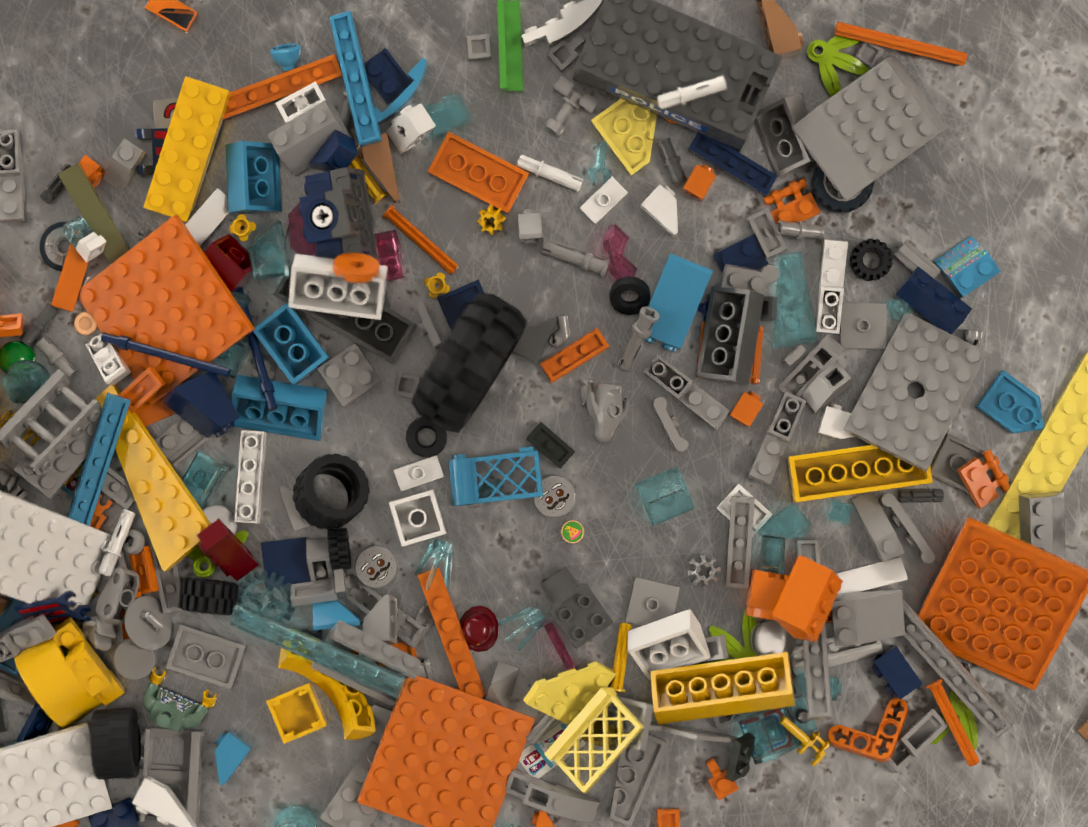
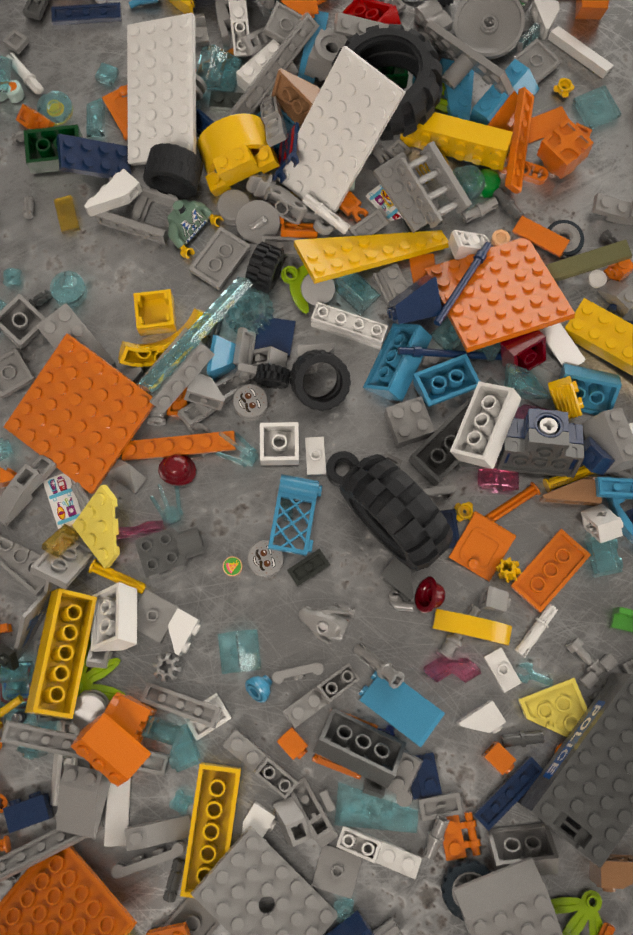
camera: 105 degrees right, 10 degrees down
(84, 238) = (569, 248): leg -> none
(98, 458) = (394, 215): dark azure tile -> none
(107, 194) = (597, 278): none -> white piece
(143, 388) = (439, 261): orange plate -> none
(226, 550) = (296, 289): dark red brick -> none
(230, 754) = (139, 255): dark azure slope -> none
(235, 228) = (552, 367): yellow plate -> none
(273, 201) = (564, 396): none -> yellow brick
(356, 267) = (499, 439): orange tile -> none
(467, 255) = (483, 544): none -> orange container
(544, 301) = (429, 595): none -> dark red hat
(566, 245) = (472, 626): none -> yellow slope
(574, 355) = (377, 608): orange tile -> none
(585, 722) = (71, 529): light yellow fence -> none
(625, 284) = (426, 671): black tyre -> none
(659, 567) = (181, 630): none -> white slope
(691, 92) = (587, 773): white axle -> none
(698, 462) = (259, 688): none -> dark azure brick
(885, 259) = (406, 899): black tyre -> none

